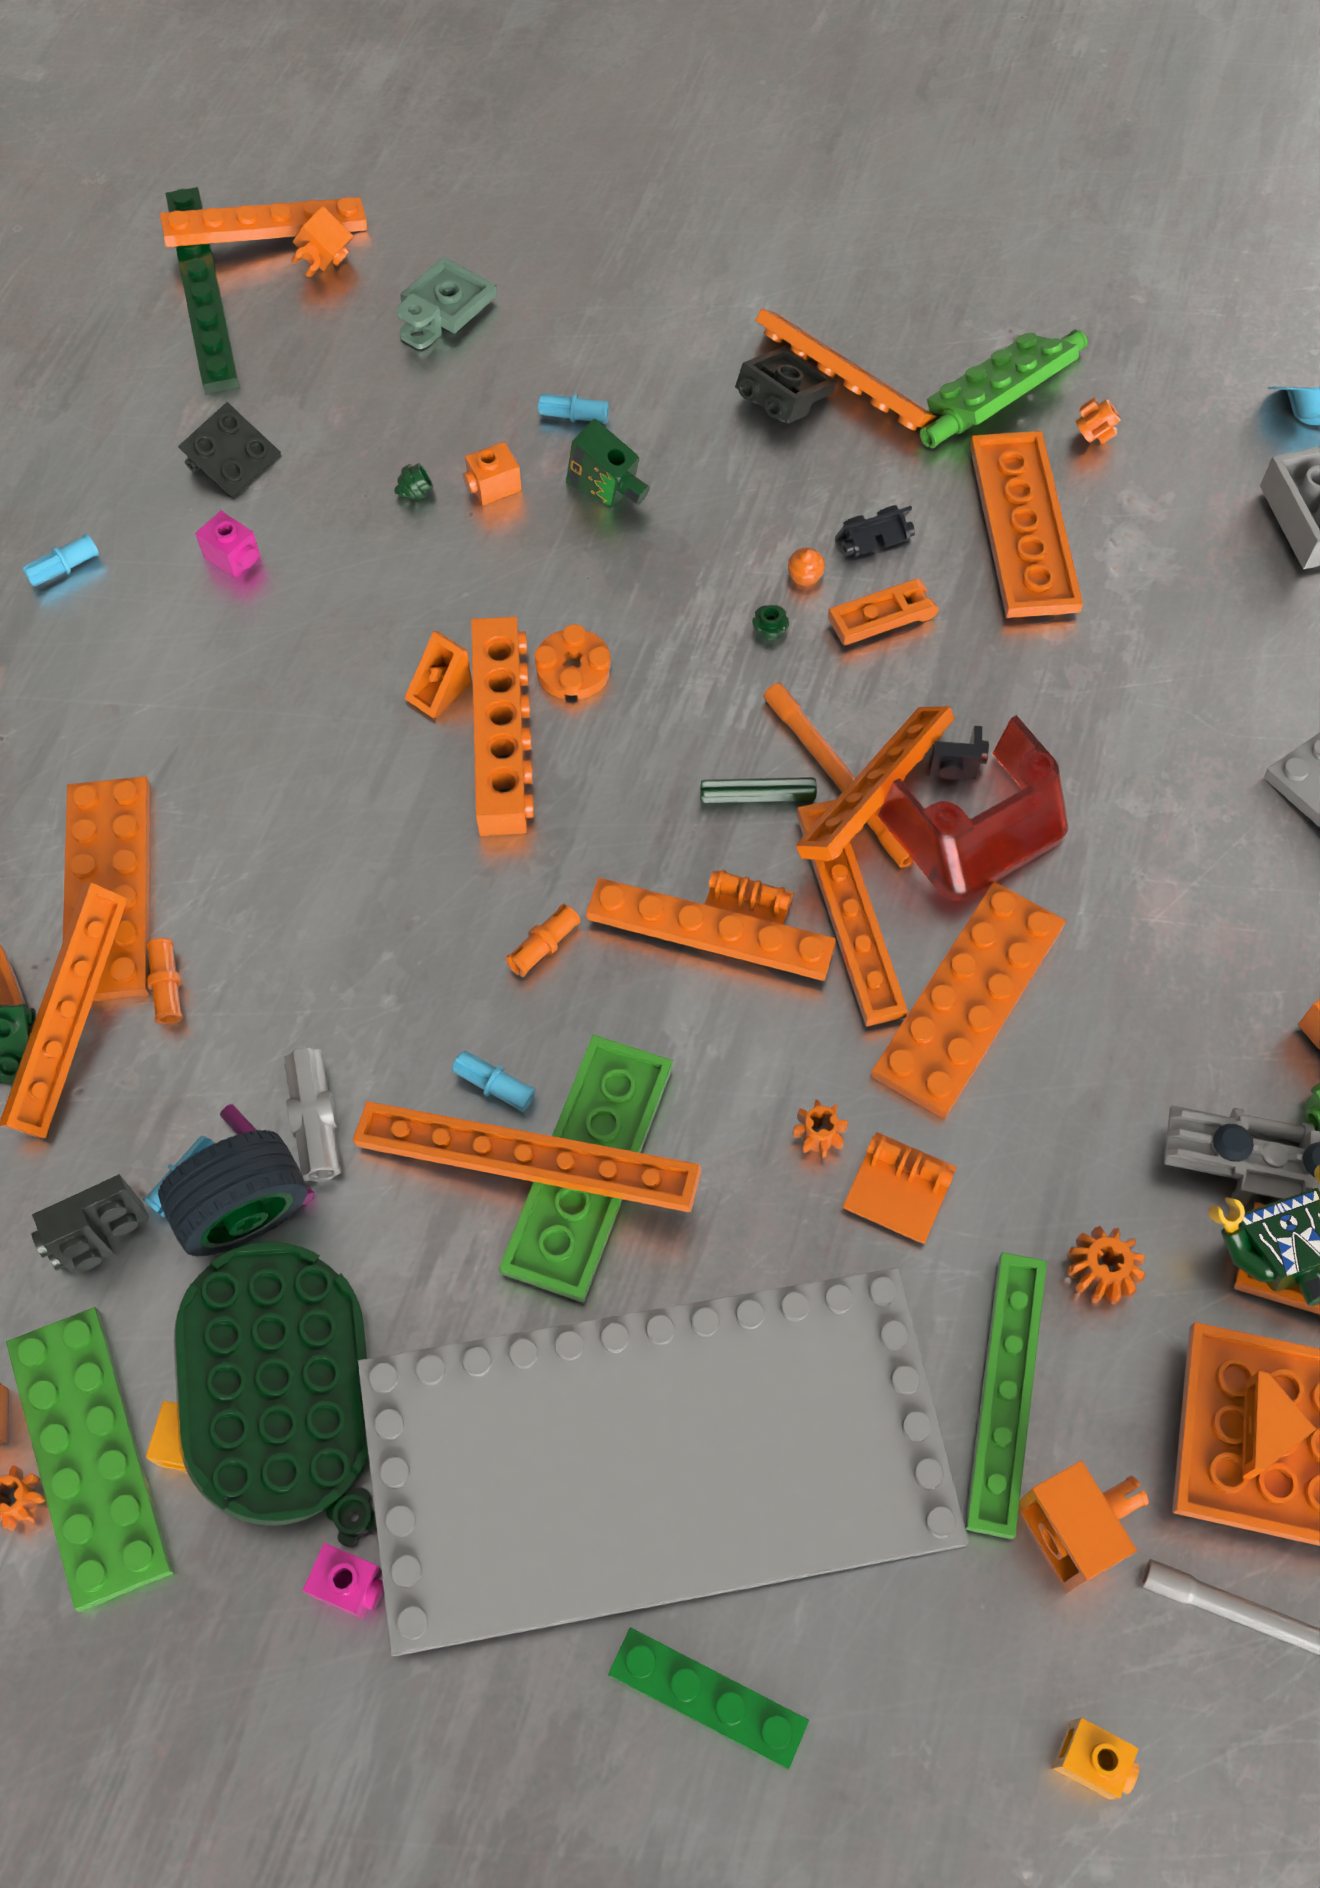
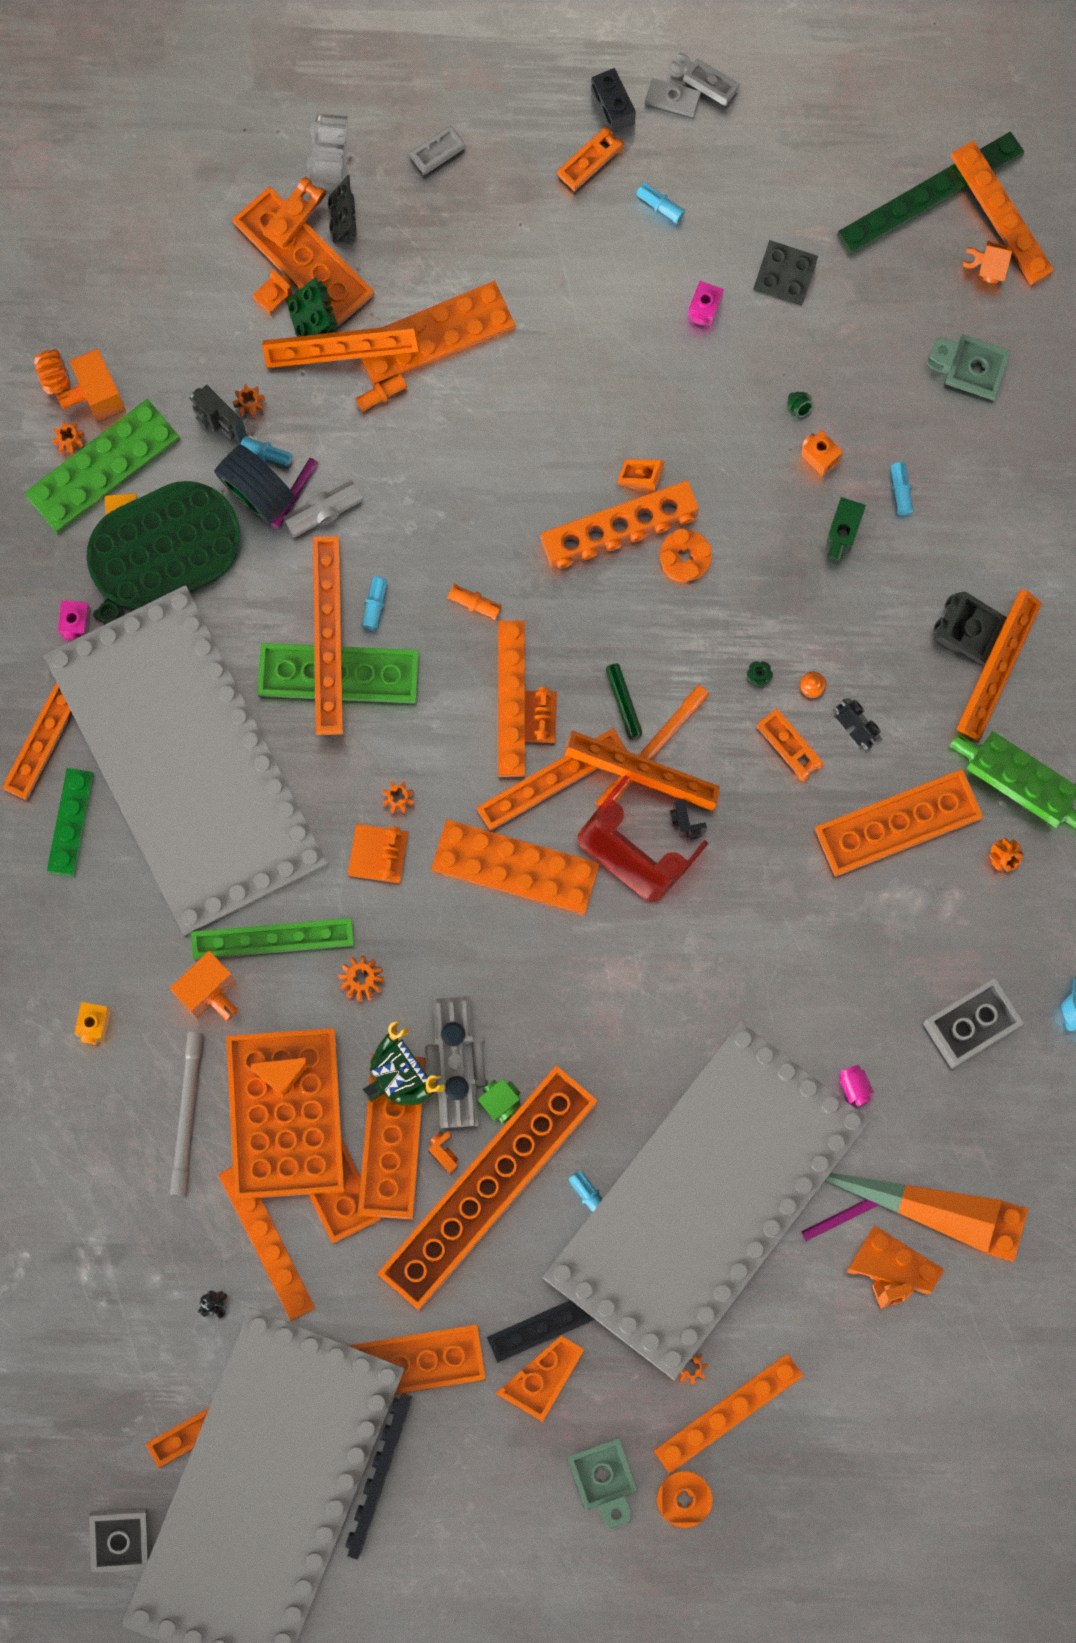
camera: 75 degrees right, 15 degrees up
(79, 1167) = (248, 394): none -> orange gear
(551, 1717) = (38, 745): none -> orange plate

